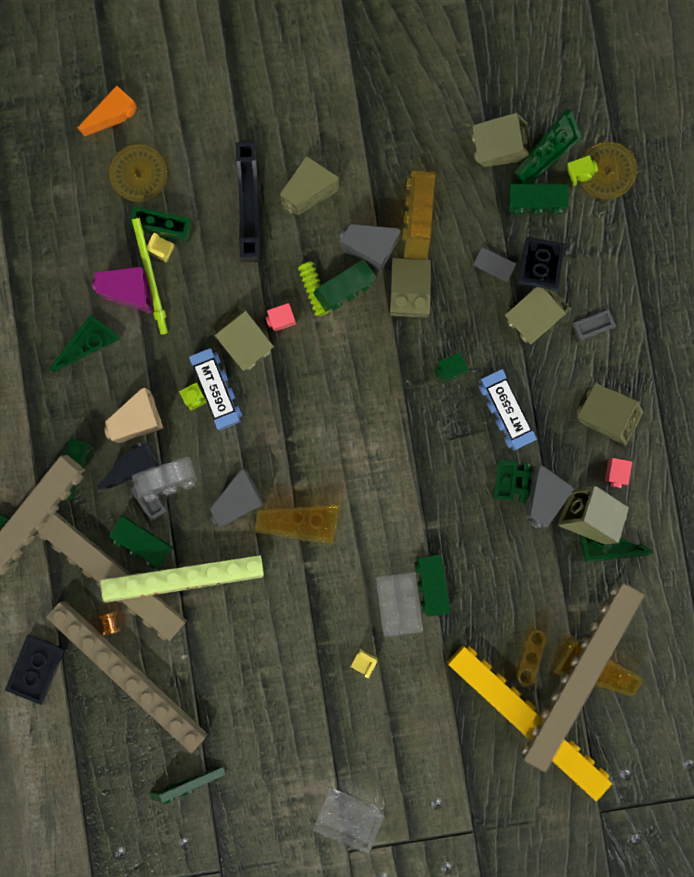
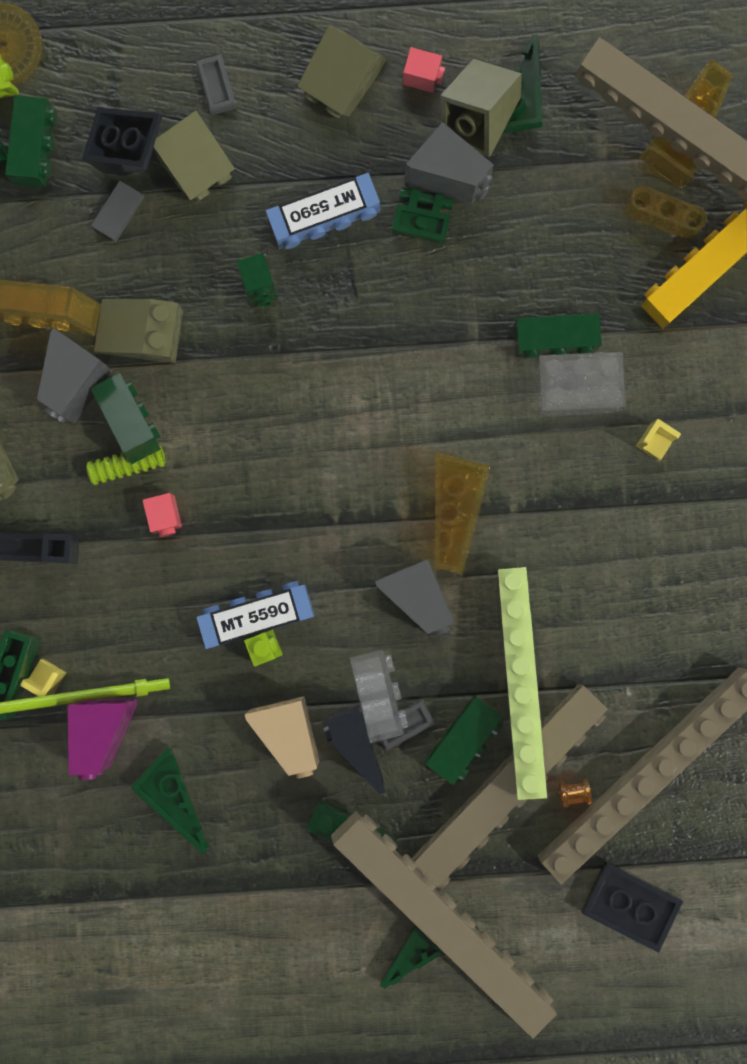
camera: 85 degrees left, 0 degrees up
(241, 338) = (185, 572): olive slope -> none

